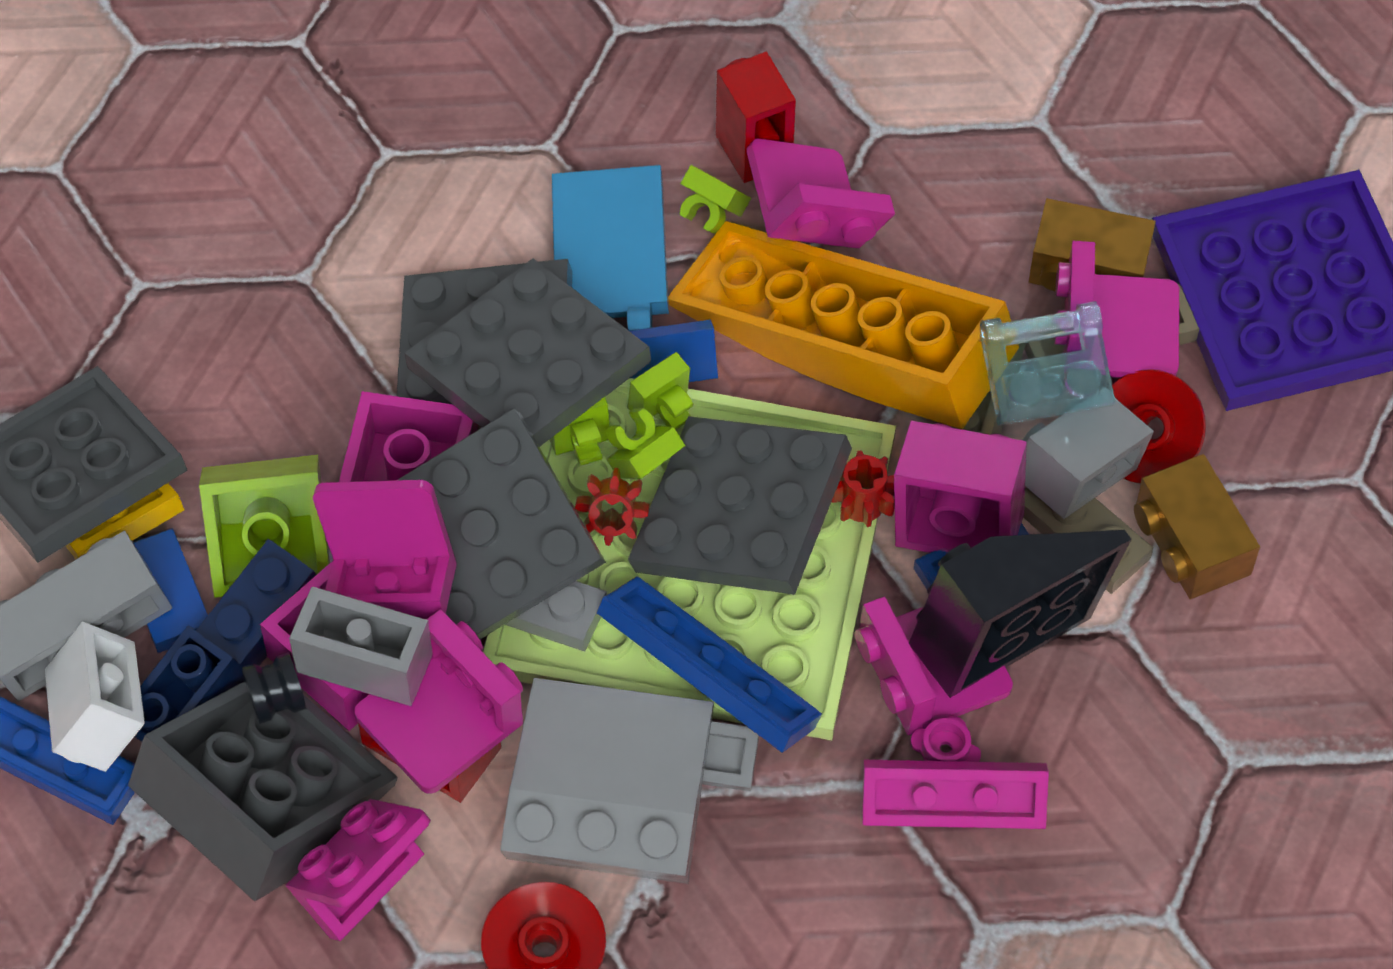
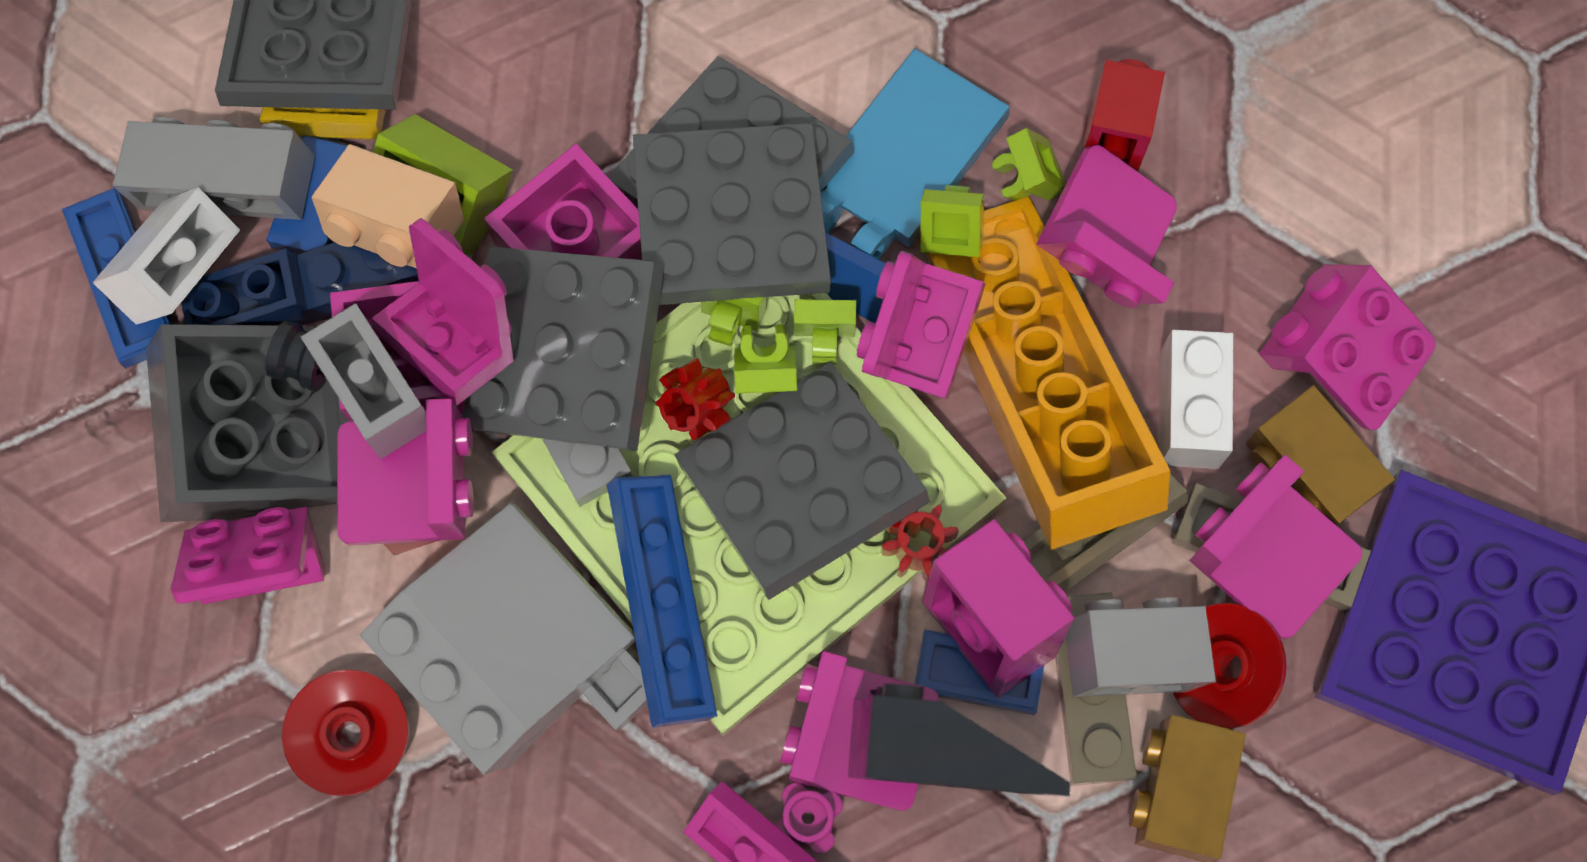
camera: 40 degrees right, 15 degrees up
(256, 529) = (375, 200): none -> light nougat brick
(691, 265) = (952, 221): none -> lime tile
(742, 340) = (920, 325): none -> dark pink bracket
(965, 254) = (1196, 399): none -> white brick
(1043, 152) = (1352, 340): none -> dark pink bracket
(1047, 383) = (1150, 576): clear light blue plate -> none

